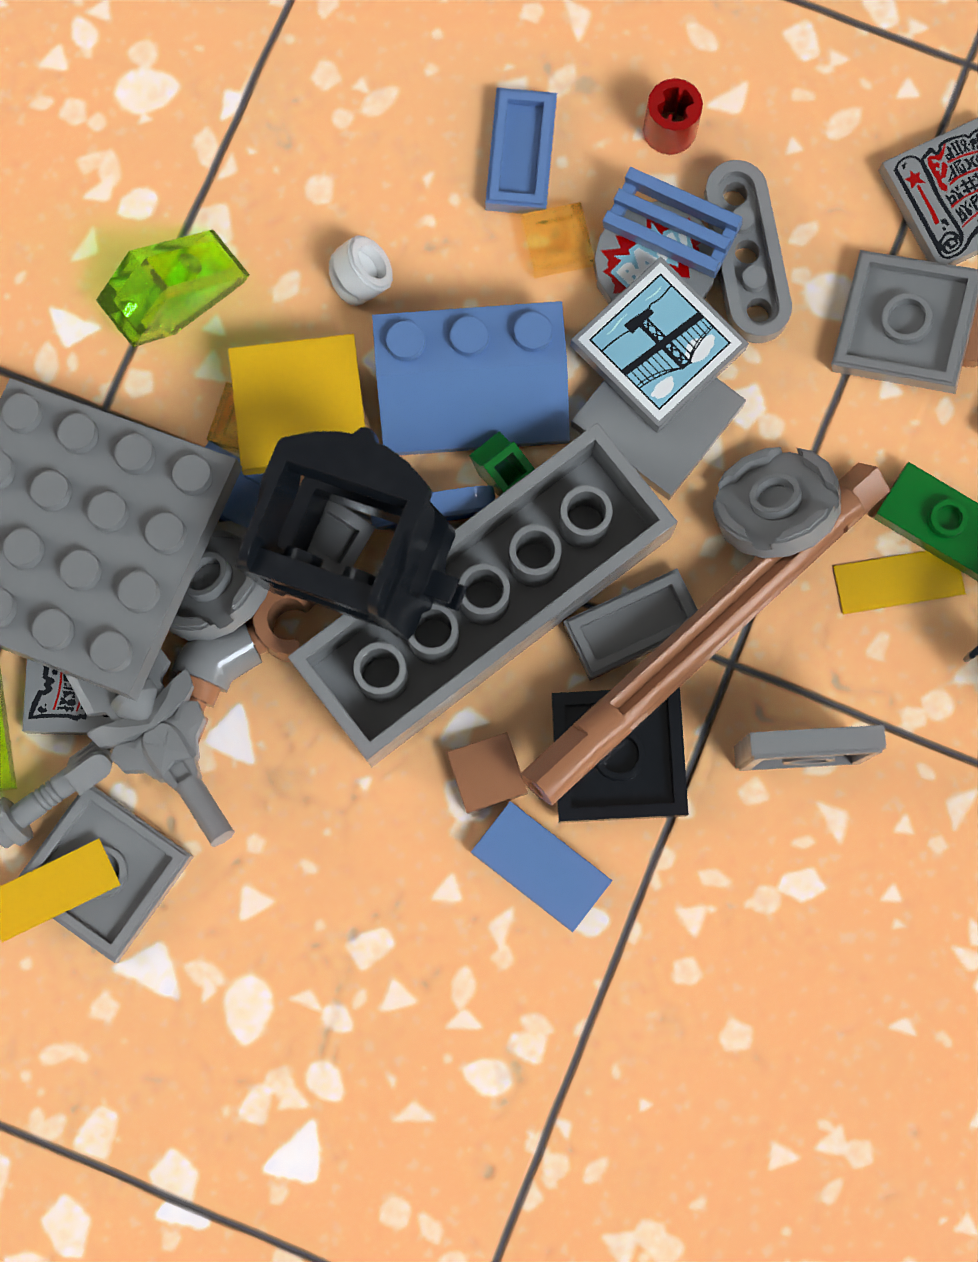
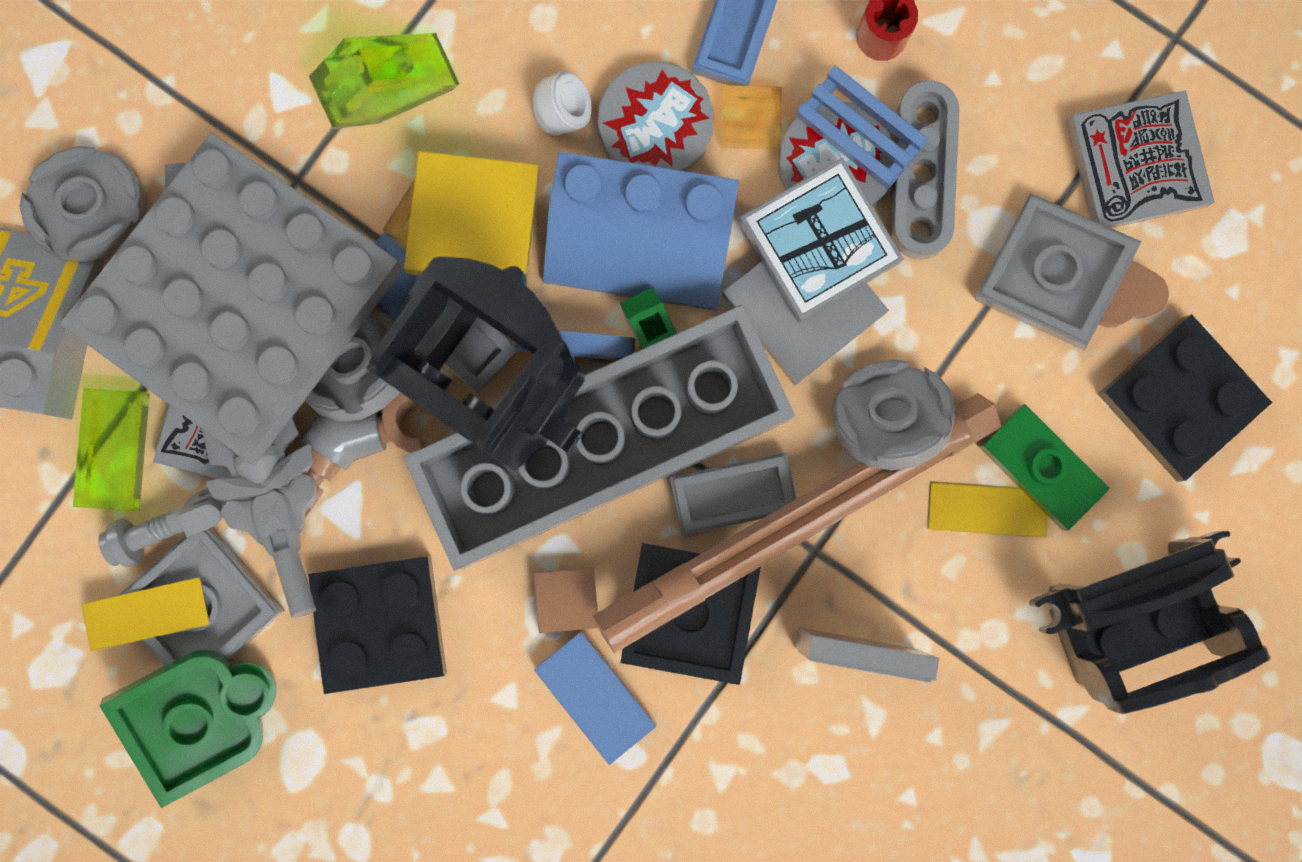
camera: 10 degrees right, 5 degrees up
(126, 988) = (191, 720): none -> green plate
(297, 846) = (377, 625): none -> black plate
(460, 260) = (656, 117): none -> tile

